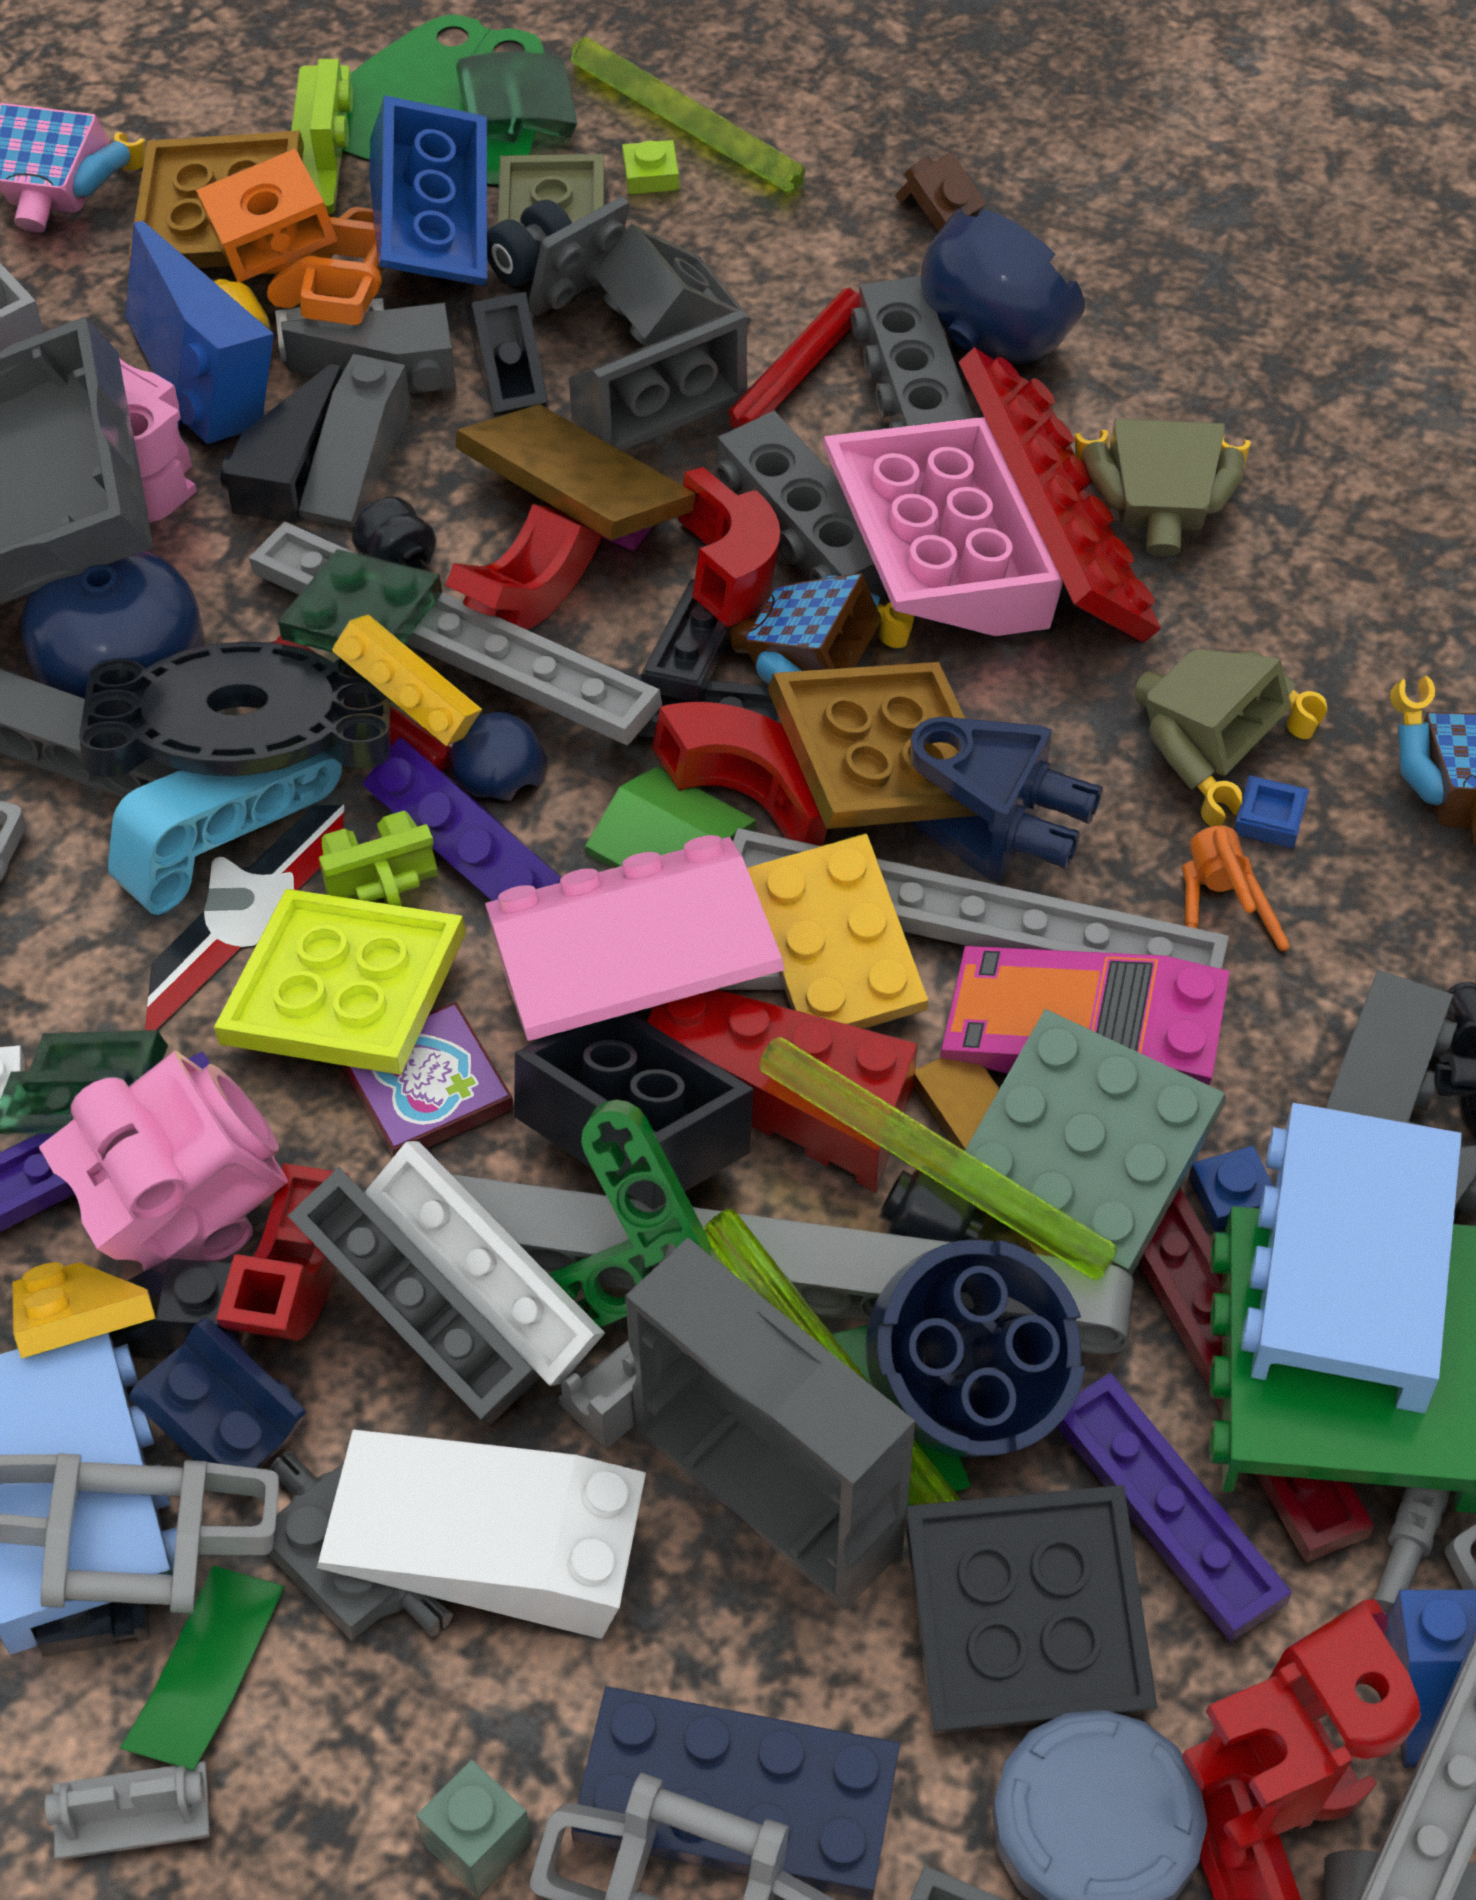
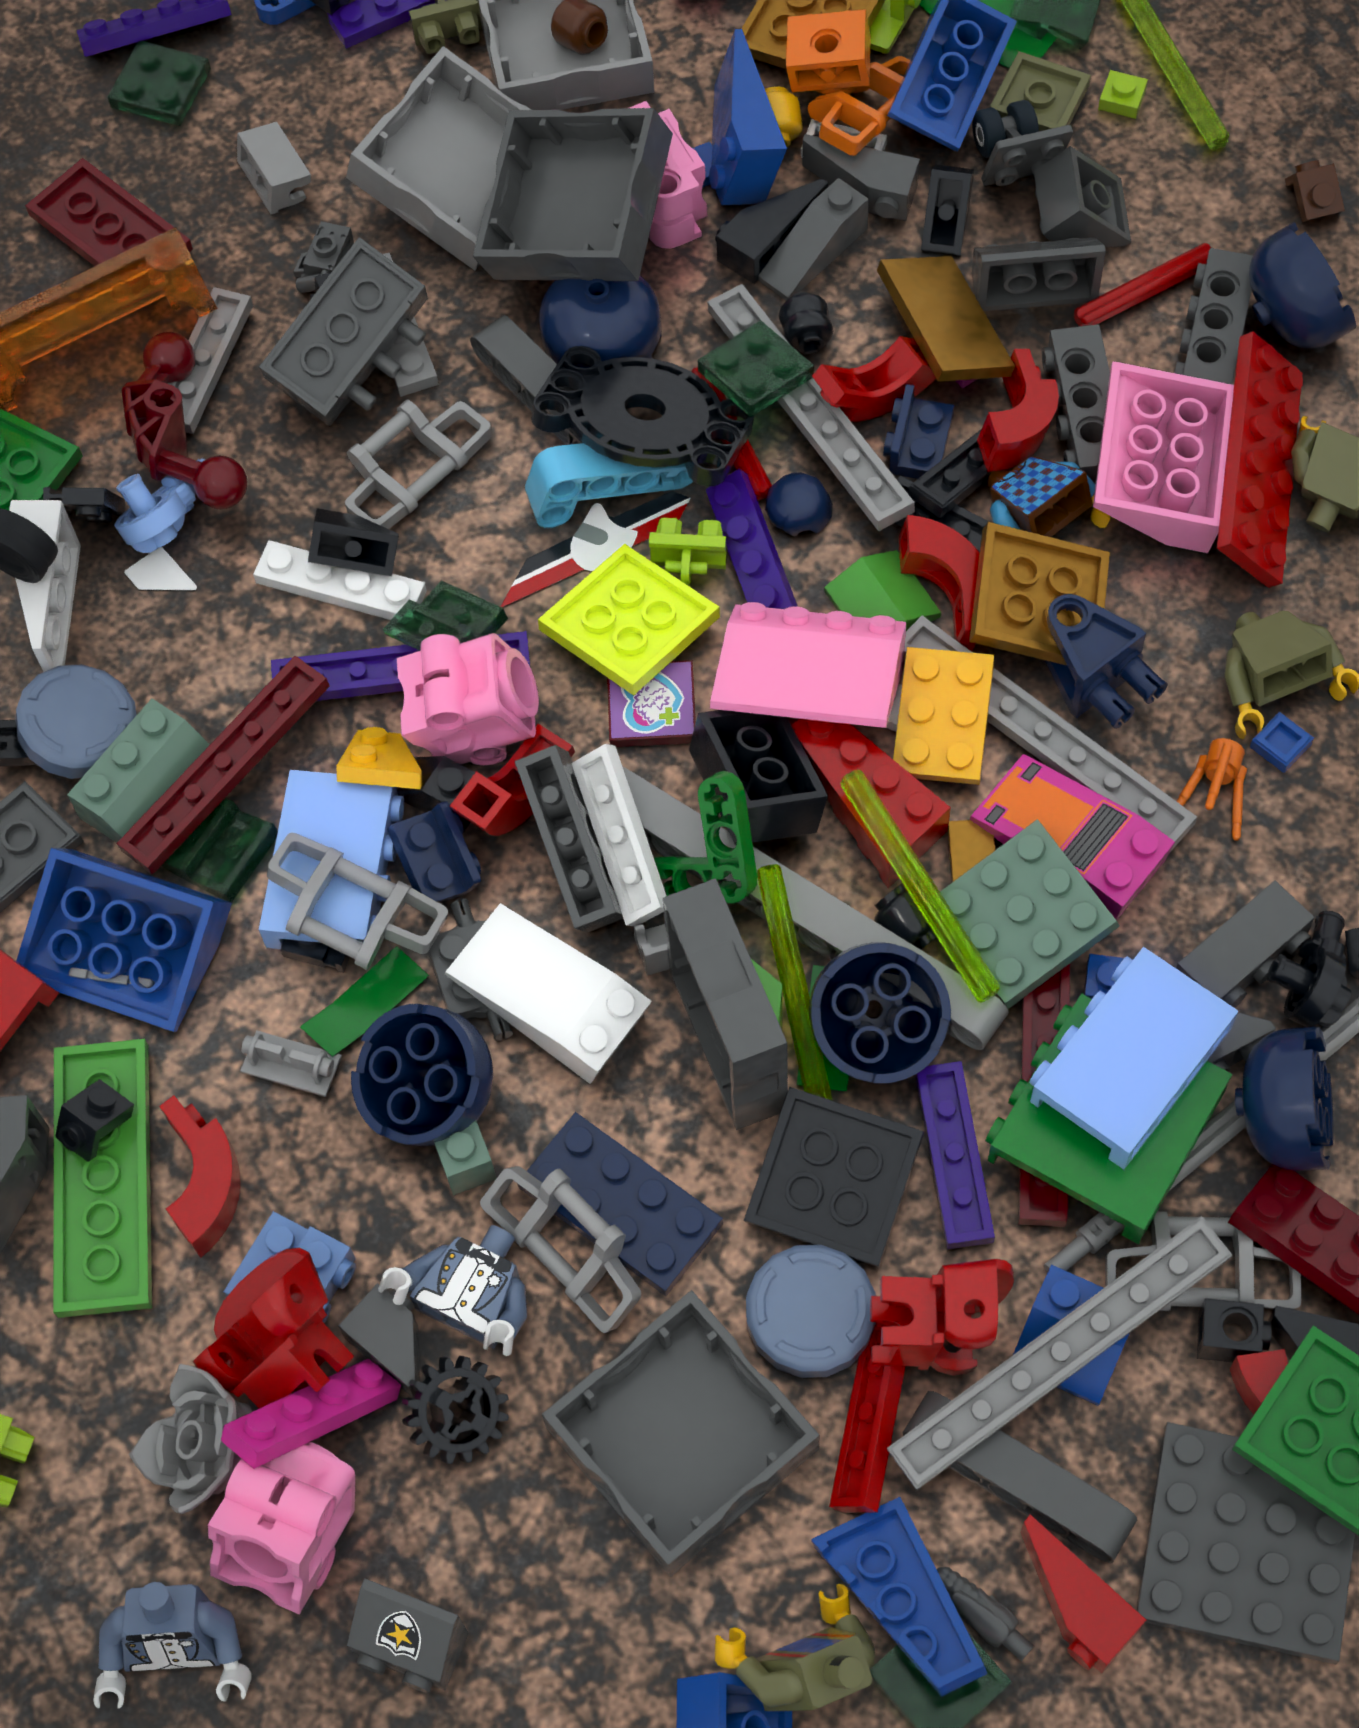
camera: 30 degrees right, 10 degrees up
(357, 1730) = (422, 1075): none -> dark blue cylinder
(406, 679) = (755, 434): yellow piece -> none
(611, 618) = (919, 434): none -> dark blue bracket

